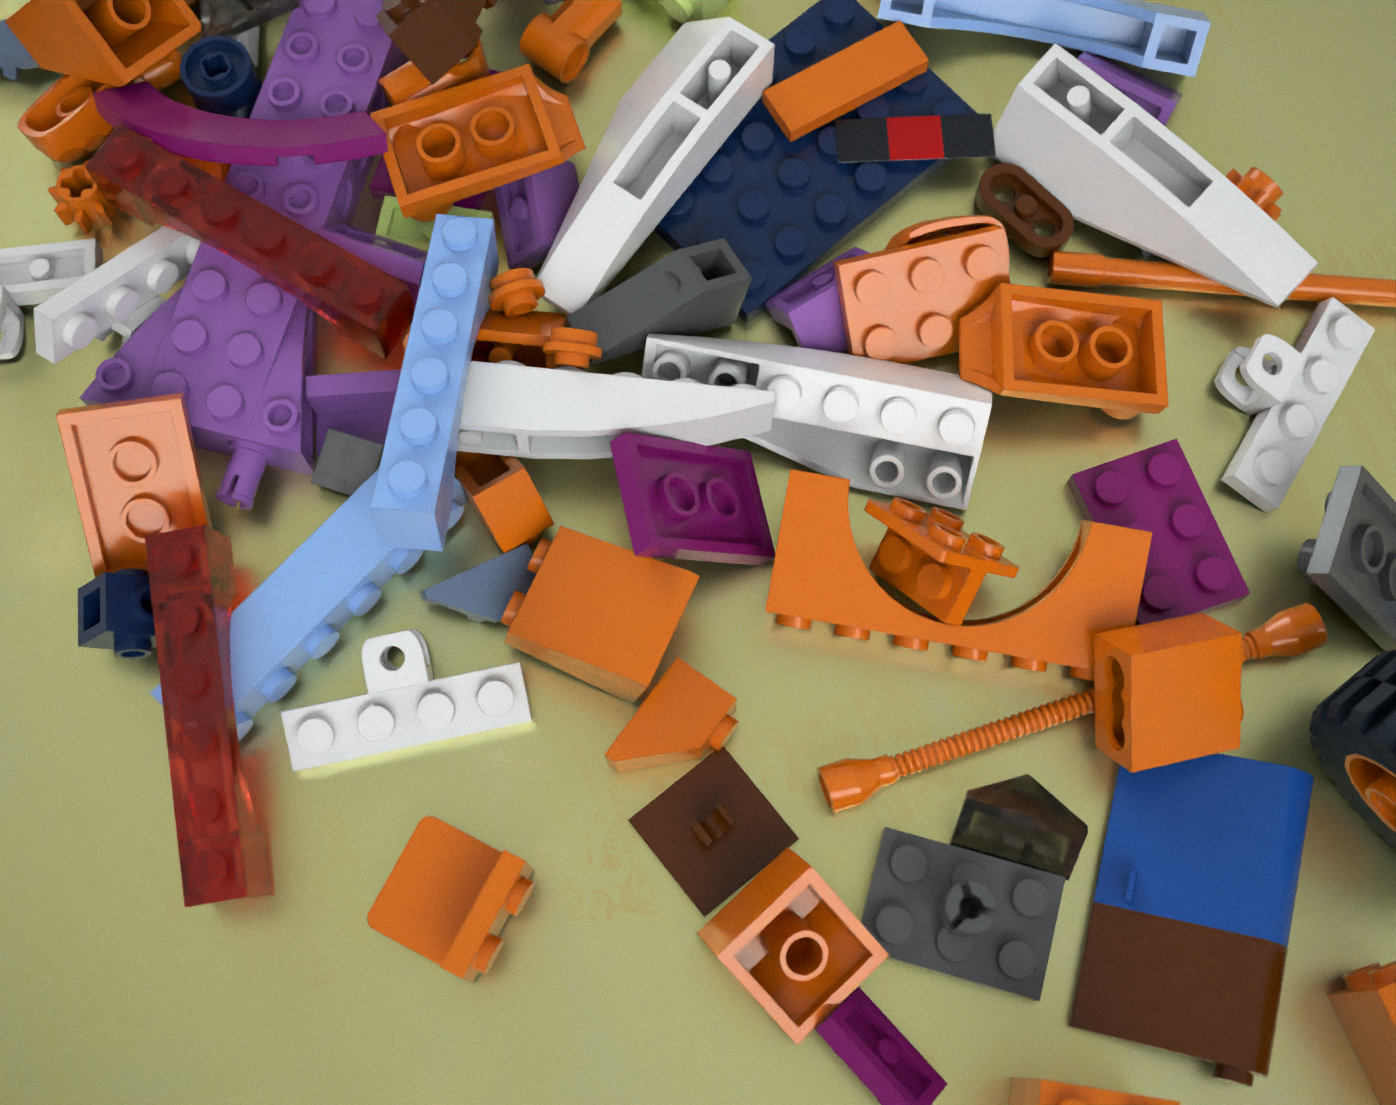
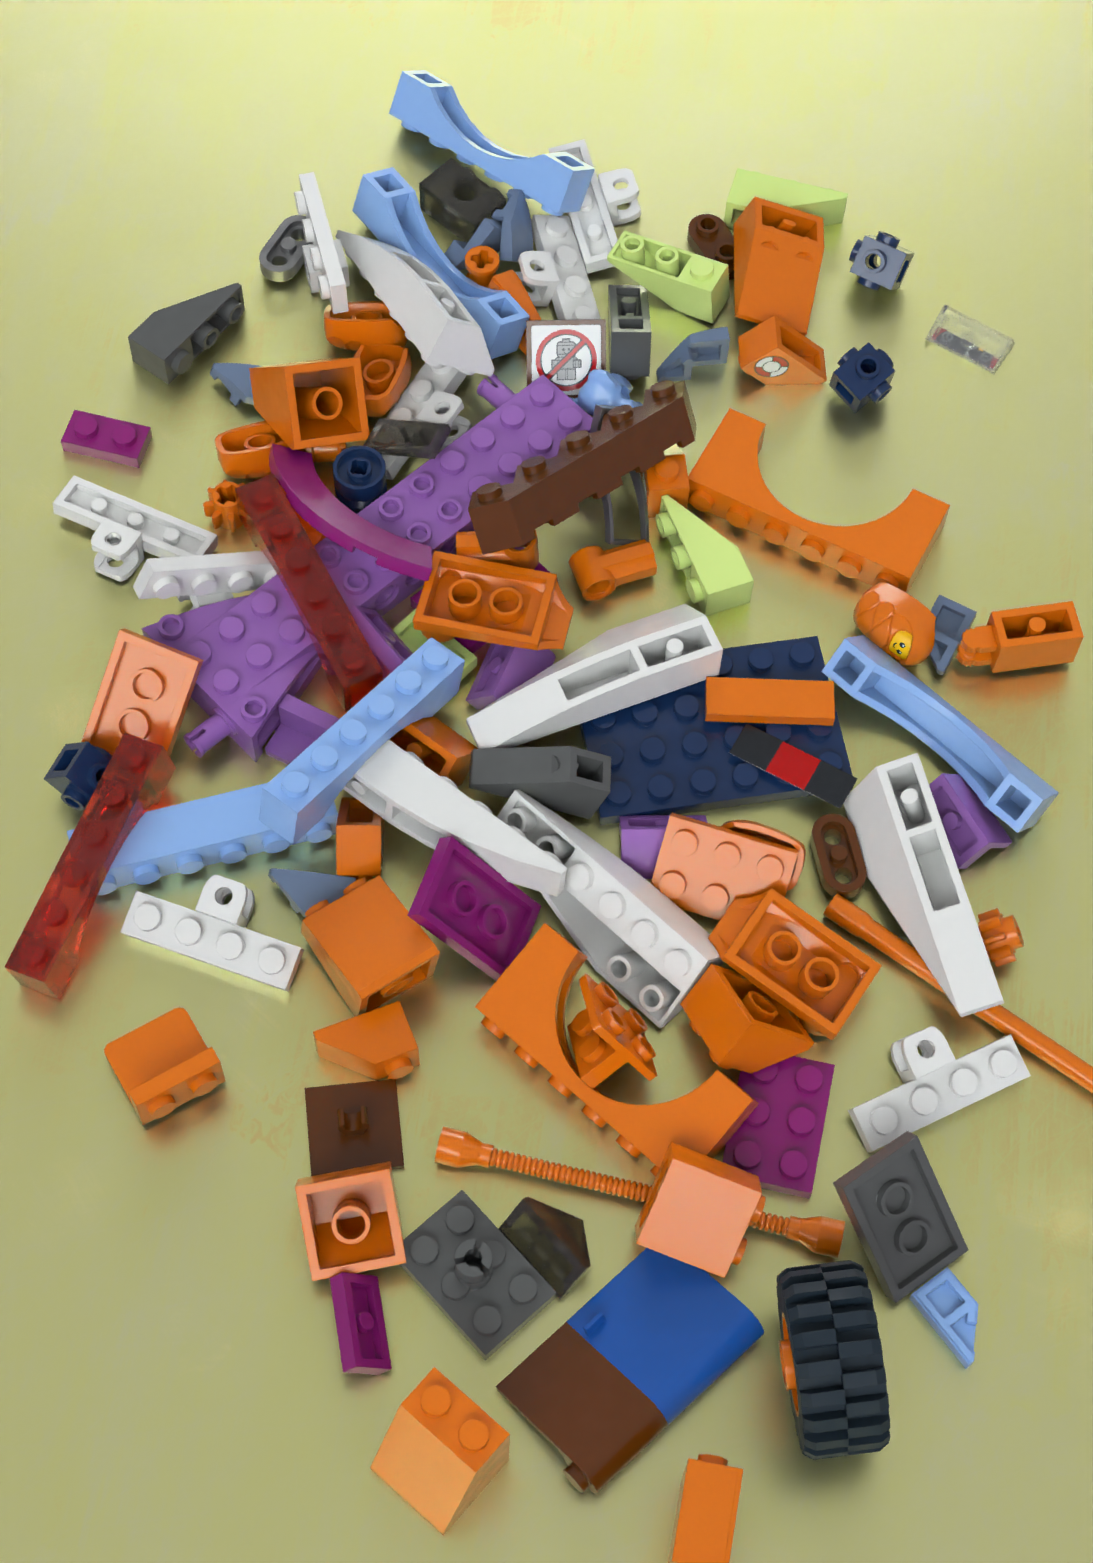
camera: 30 degrees right, 10 degrees down
(346, 462) = (273, 759): flat silver tile -> none
(515, 292) = (451, 715): orange plate -> none
(572, 347) = (459, 768): orange plate -> none
(1060, 452) = (742, 1022): none -> orange slope

